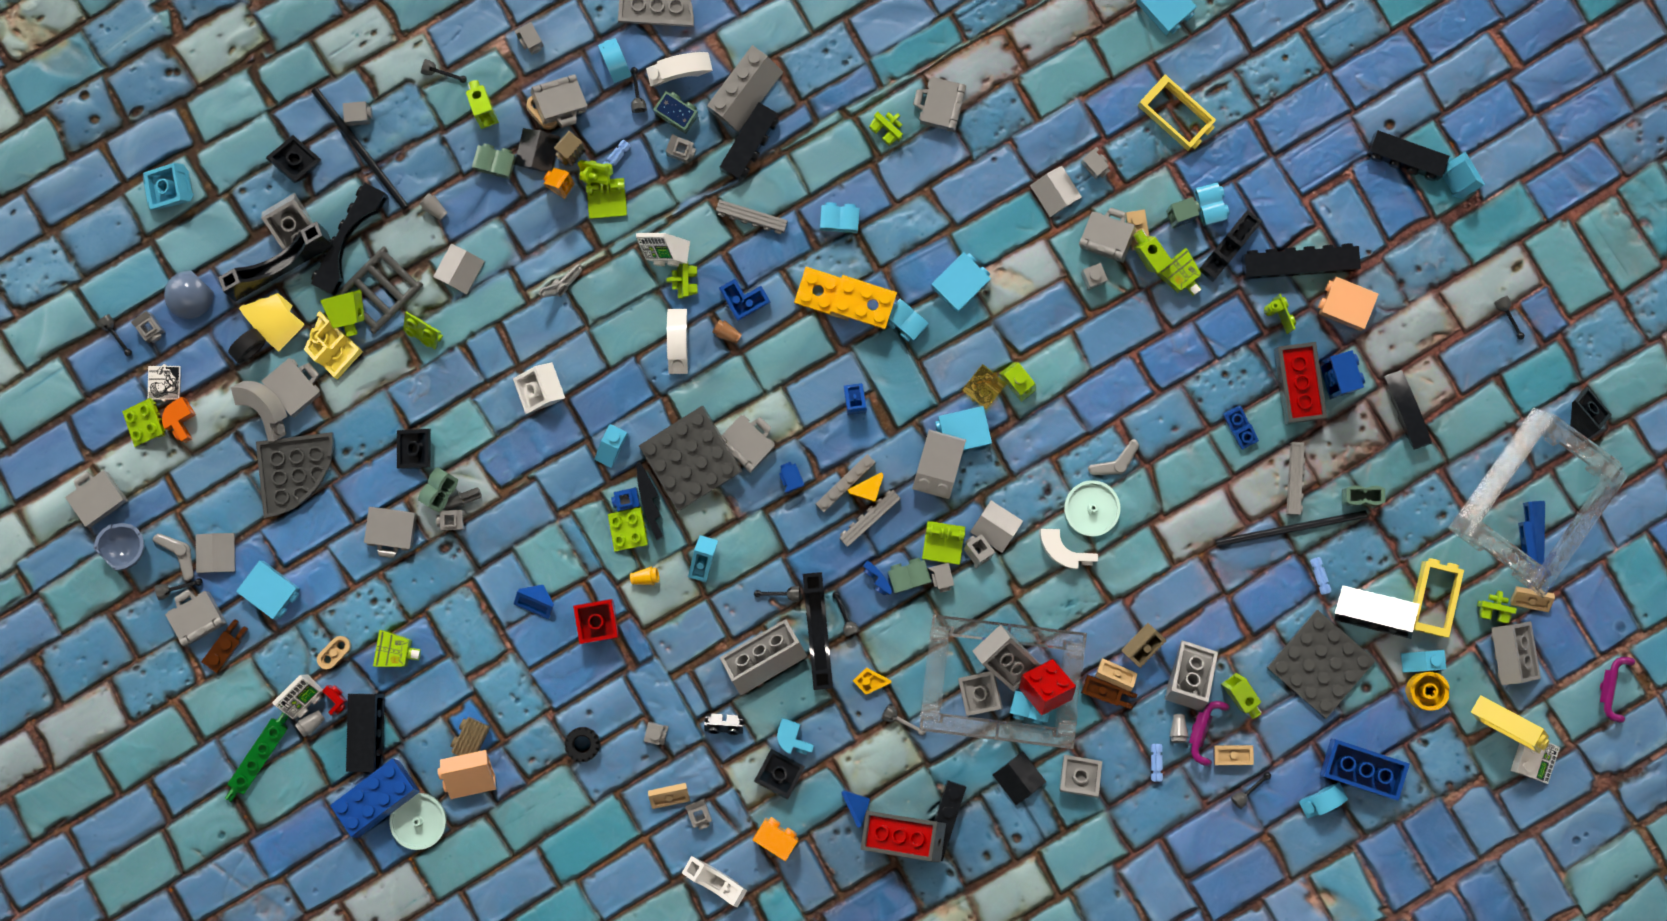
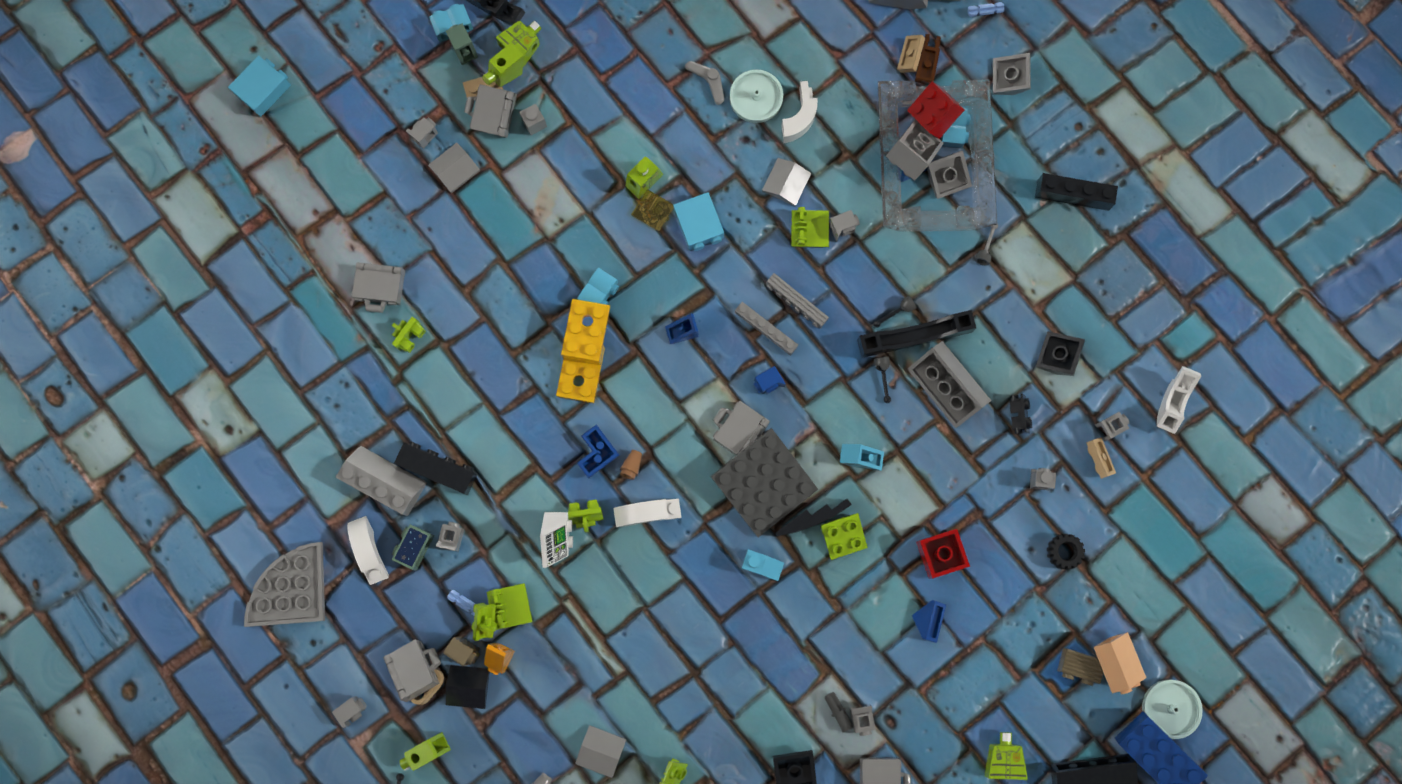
camera: 95 degrees left, 5 degrees down
(438, 489) = (834, 738): sand green brick -> none
(494, 161) = (484, 730): sand green brick -> none
(539, 387) = (713, 648): white slope -> none
(558, 286) = (607, 643): light grey piece -> none
(614, 60) = (364, 617): medium azure brick -> none
(626, 499) = (814, 541): blue window -> none
(638, 104) = (408, 587): hinge -> none
(646, 576) = (889, 512): yellow cone -> none
(751, 216) = (511, 457): light grey piece -> none
(776, 838) = (1125, 346): light orange brick -> none
(787, 737) = (1024, 349): medium azure brick -> none
(839, 218) = (504, 368): medium azure brick -> none
(857, 805) = (1077, 275): blue slope -> none
(867, 489) = (768, 304): yellow slope -> none
(870, 681) = (954, 279): yellow piece -> none
(882, 584) = (857, 281): blue slope -> none
(903, 836) = (1102, 223): red brick -> none
(909, 576) = (848, 255): sand green brick -> none
(939, 464) = (736, 238): light grey slope -> none
(961, 281) = (553, 243): medium azure brick -> none
(980, 544) = (813, 193): light grey brick -> none
(1019, 778) = (1022, 130): black slope -> none
(1143, 645) = (880, 30): dark tan brick -> none
(1166, 82) = (352, 56): light yellow window -> none

